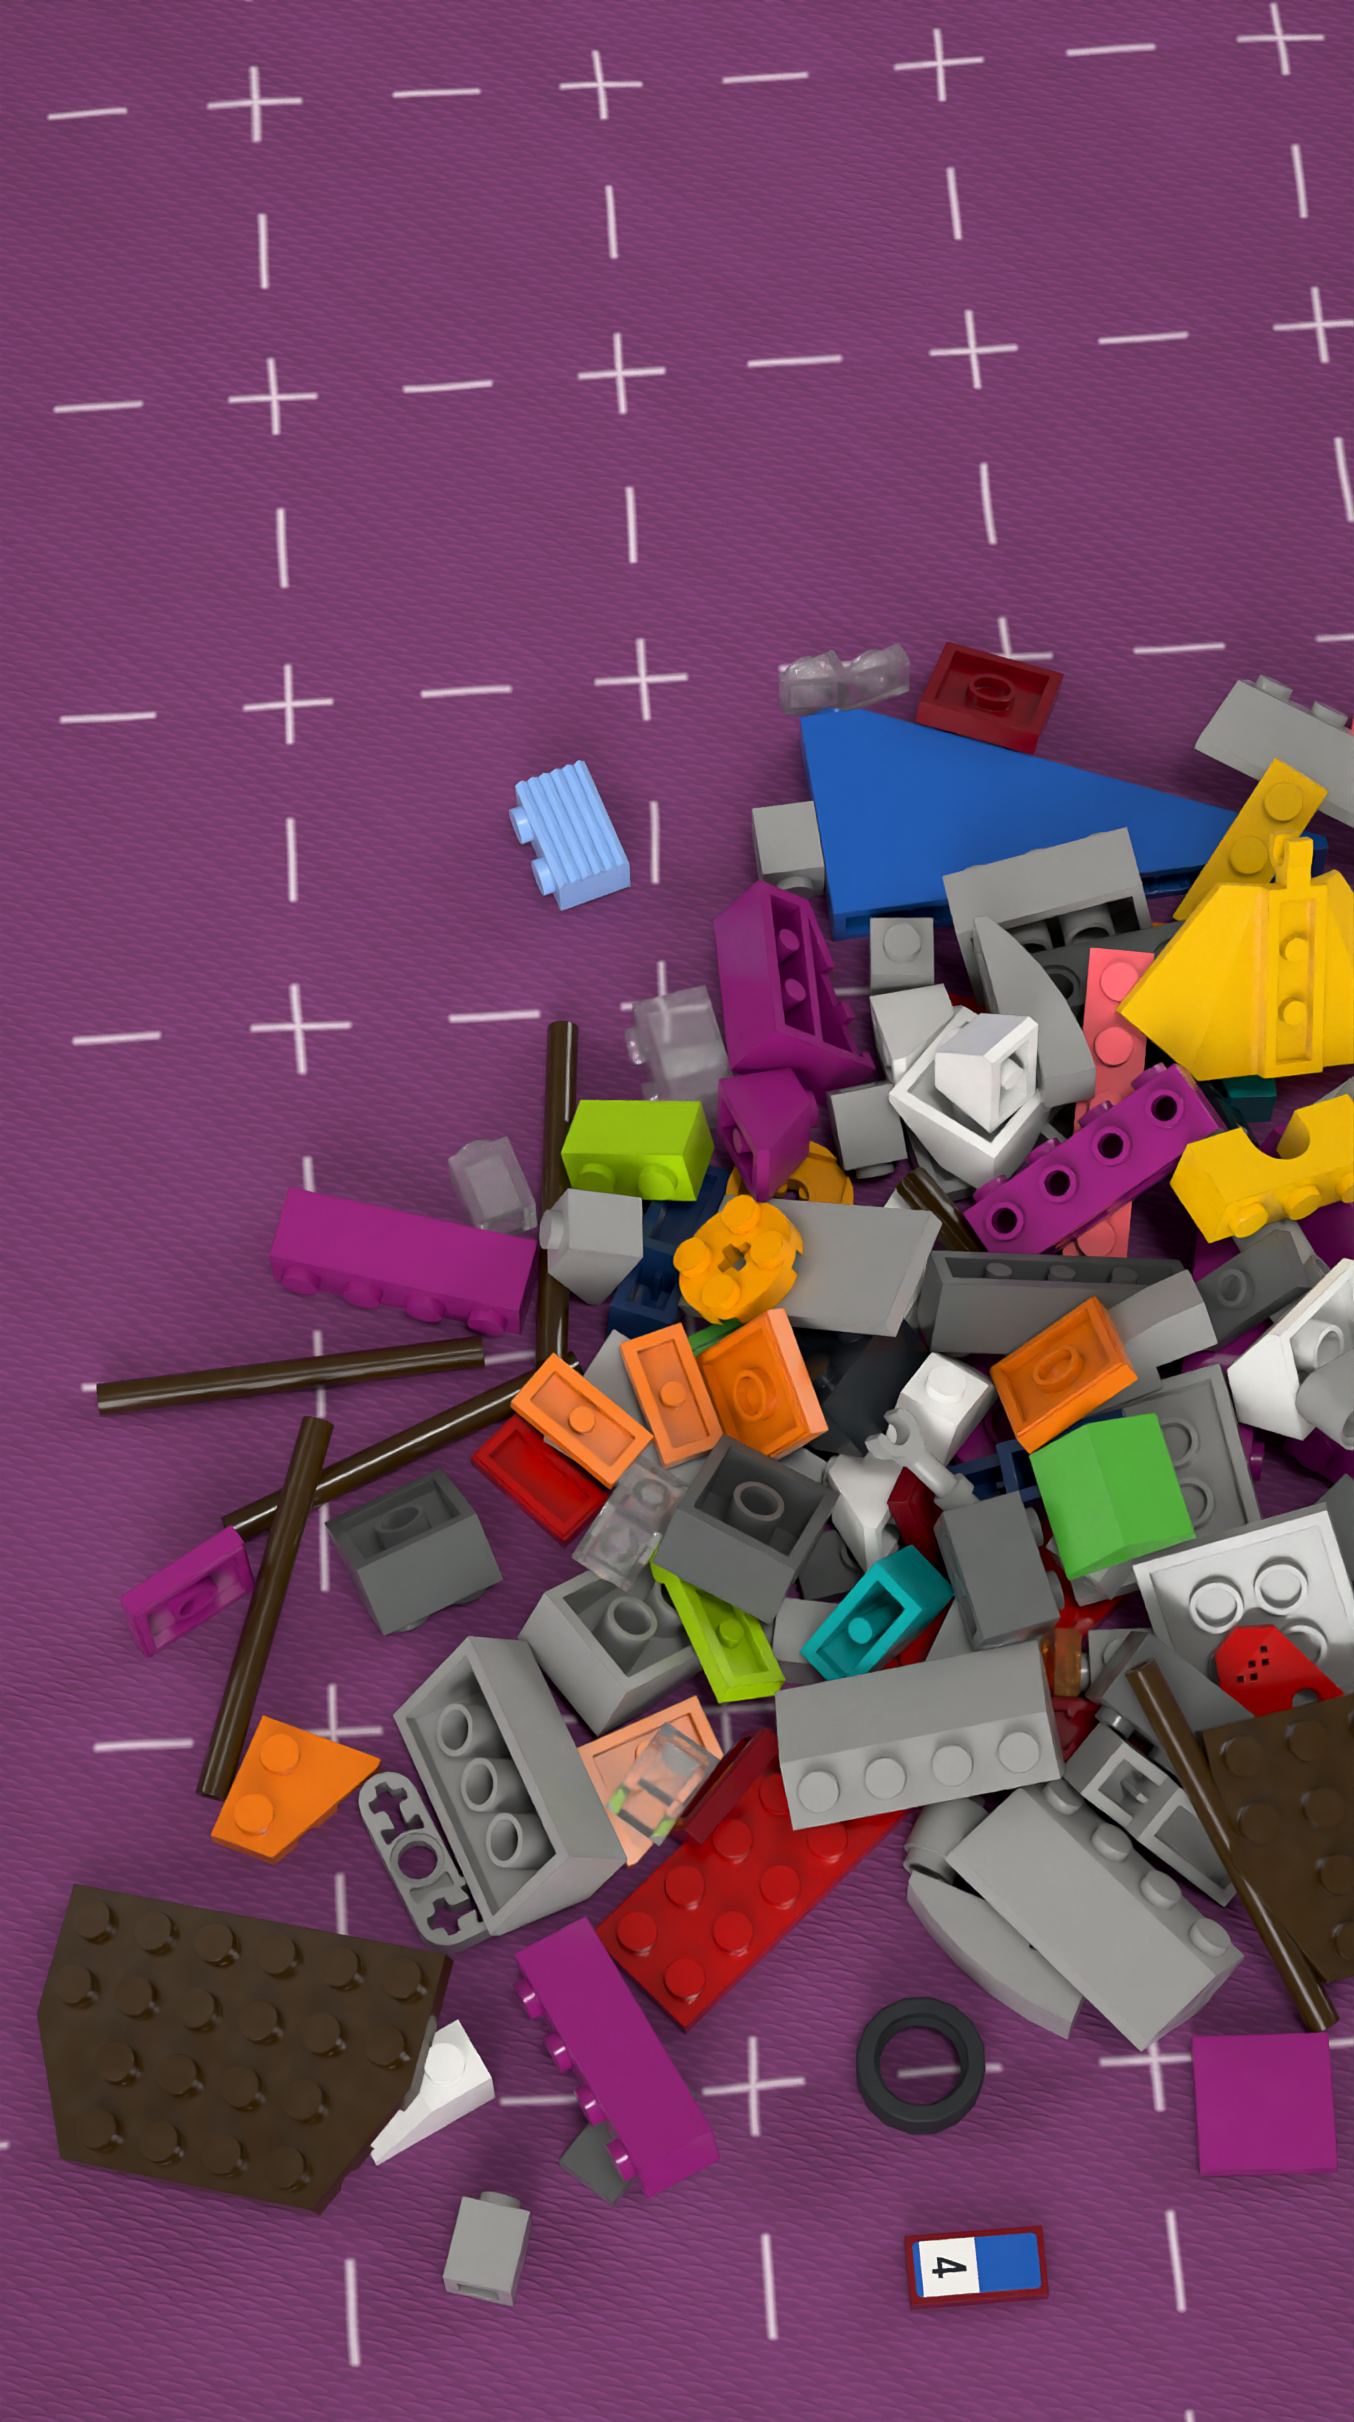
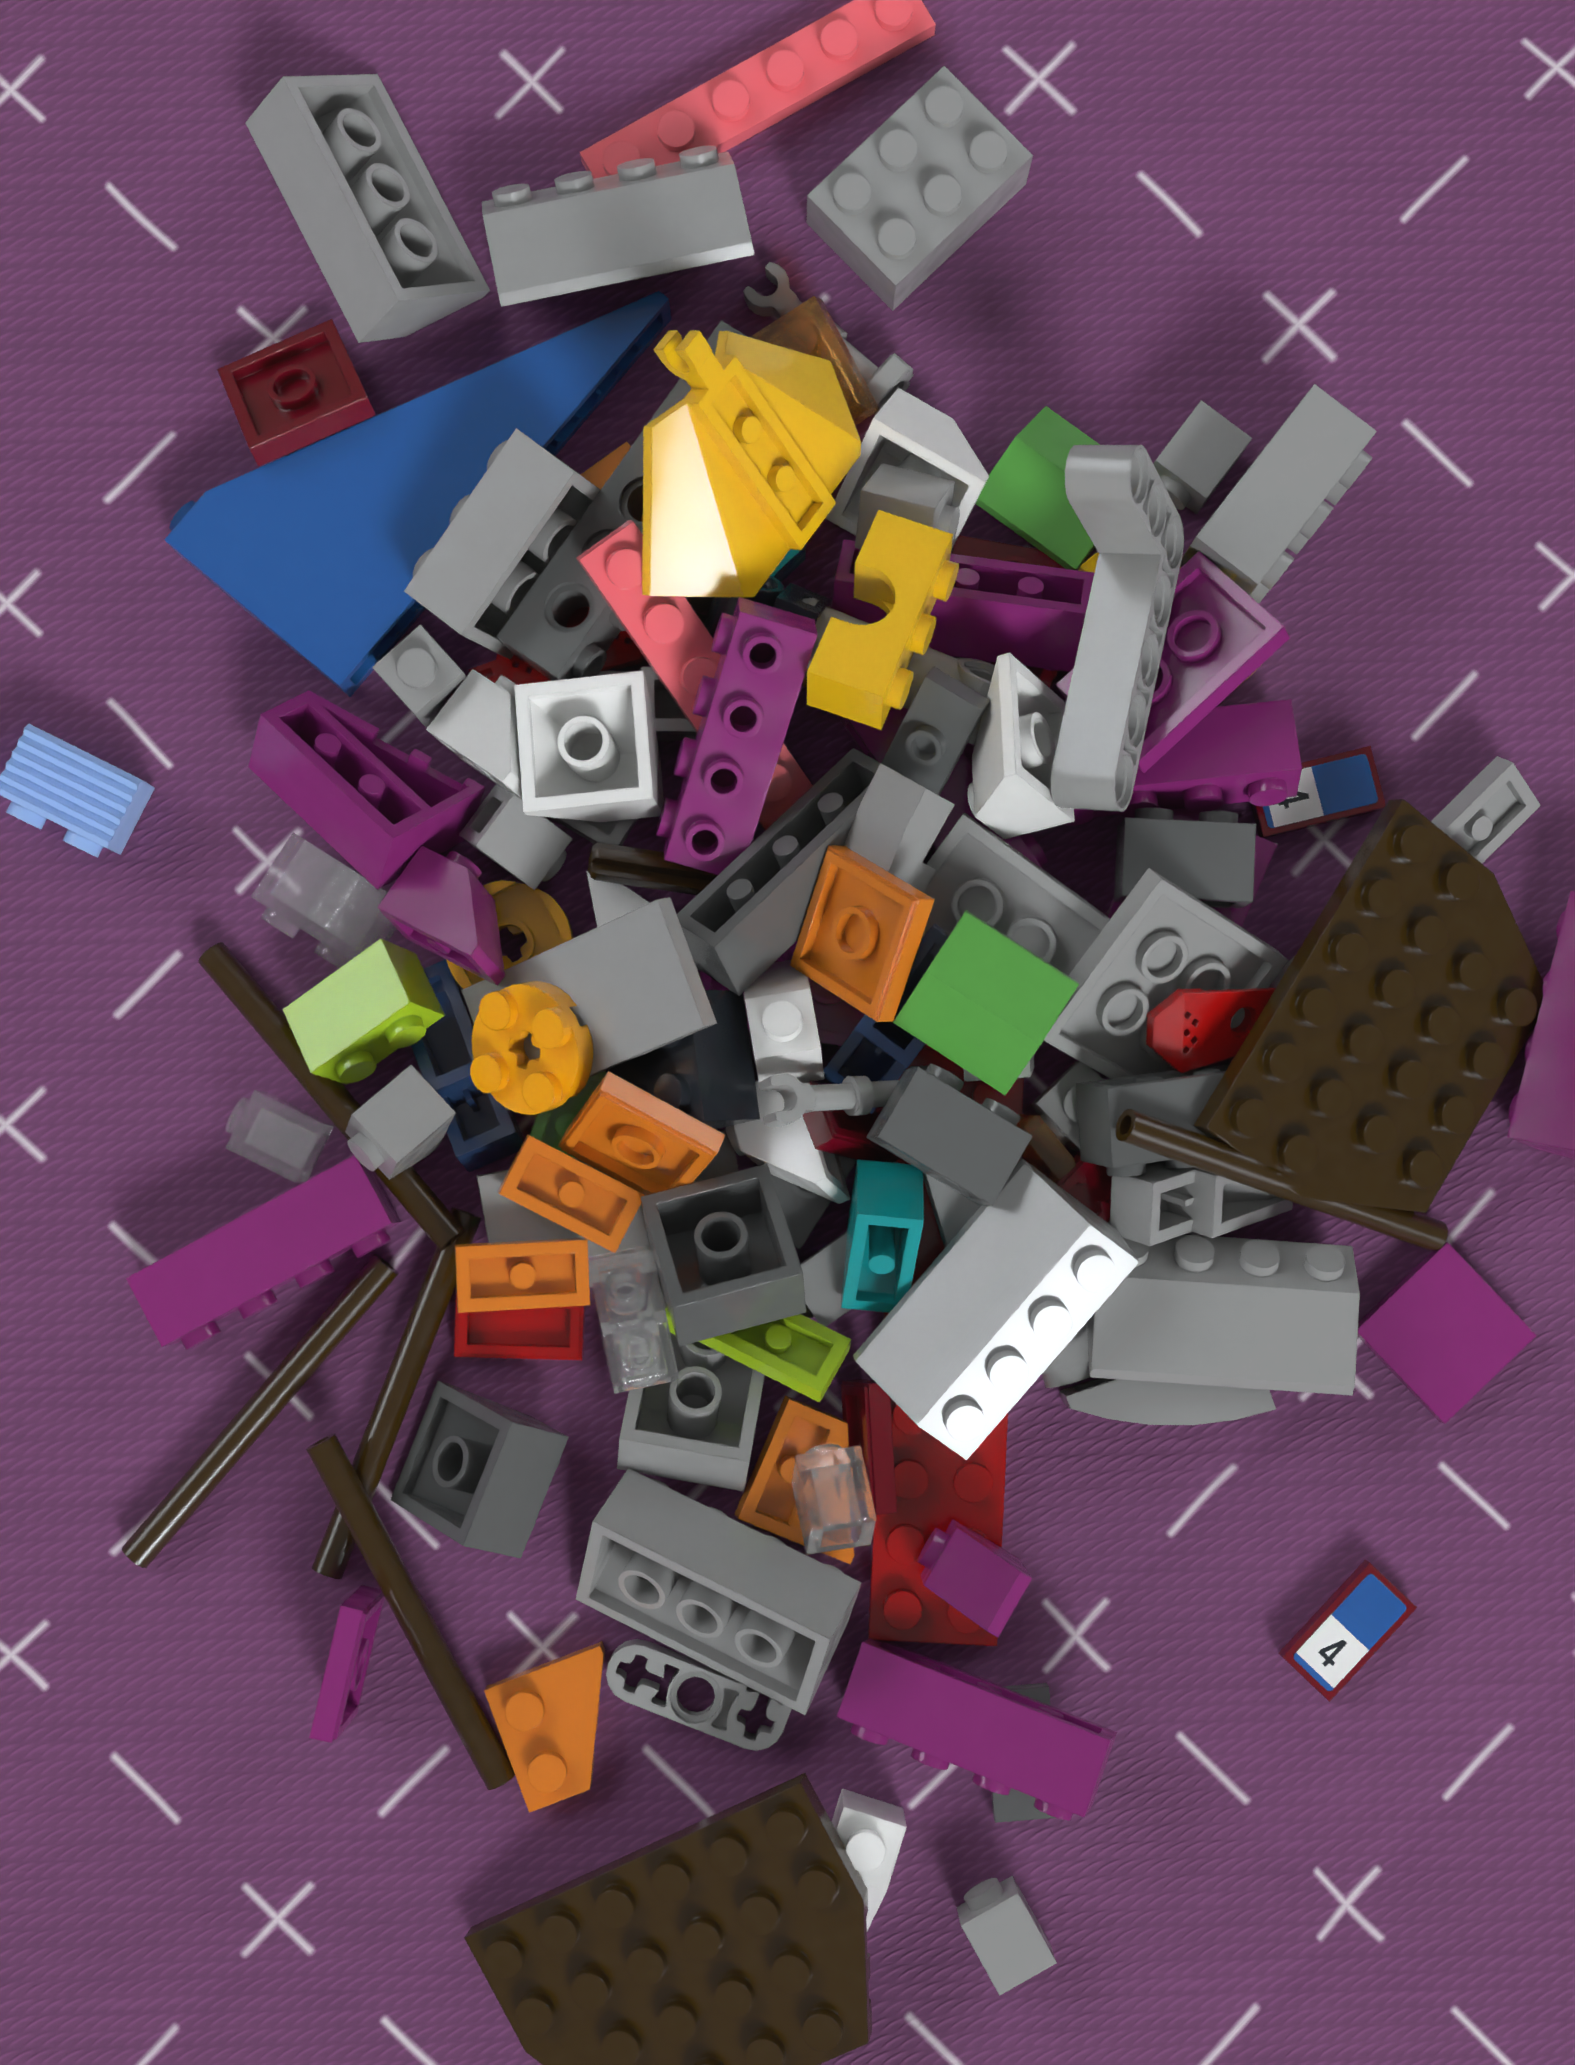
camera: 45 degrees left, 20 degrees up
(720, 1931) = (973, 1575): none -> magenta slope
(789, 848) = (254, 658): light grey brick -> none
(824, 682) = (156, 491): clear slope -> none
(936, 2016) = (1235, 1524): black tyre -> none
(989, 1066) = (586, 731): white slope -> none
(1021, 987) = (583, 655): light grey slope -> none
(1161, 617) = (365, 203): none -> light grey slope
(1280, 802) = (616, 351): yellow plate -> none

